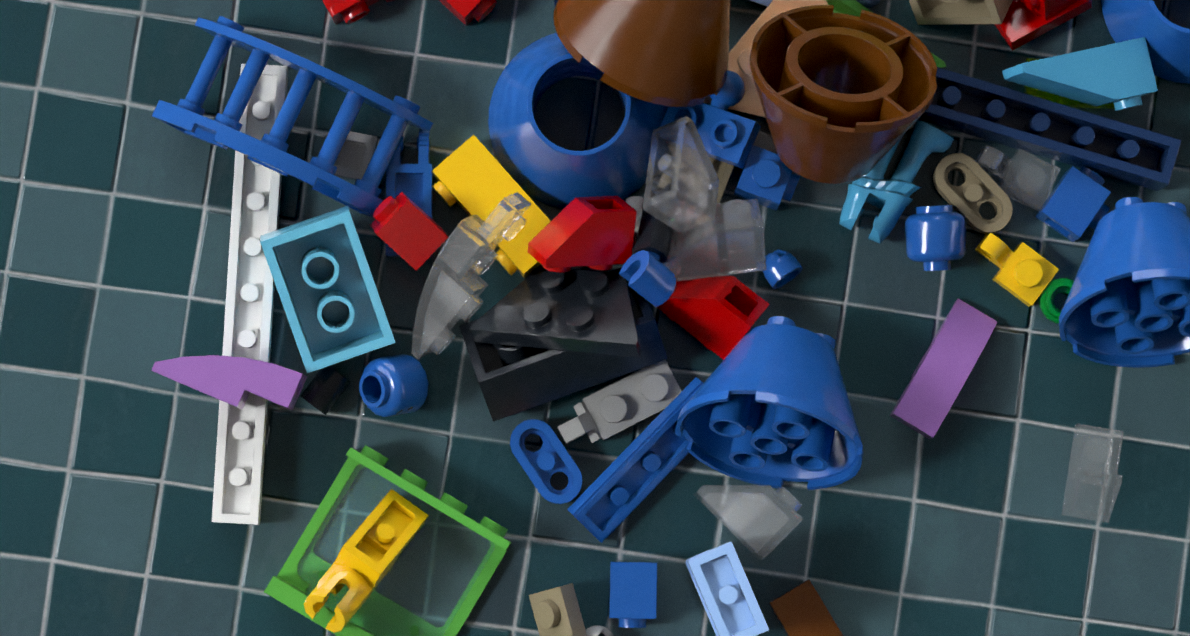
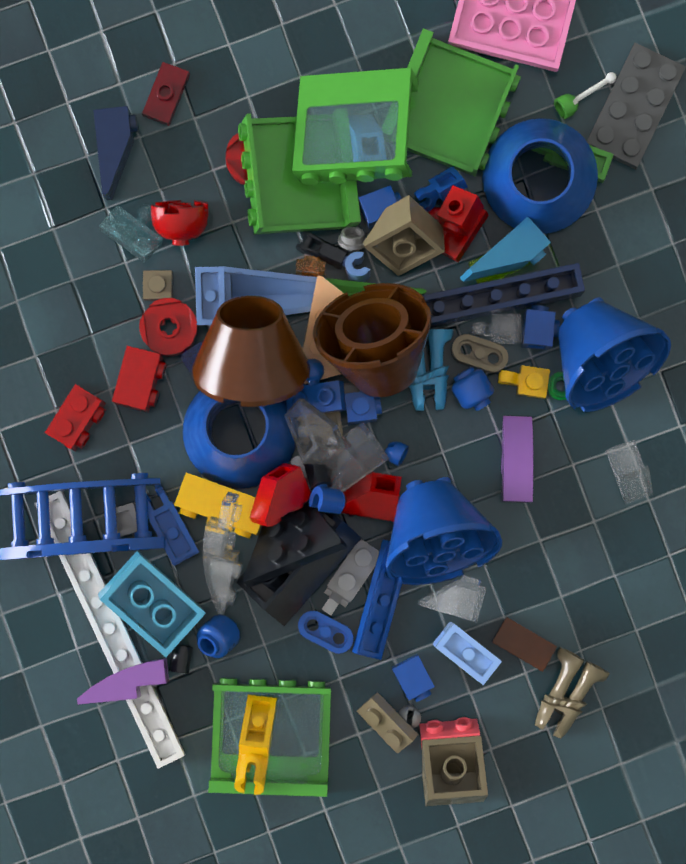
camera: 25 degrees left, 0 degrees up
(407, 229) = (178, 546): red brick -> none

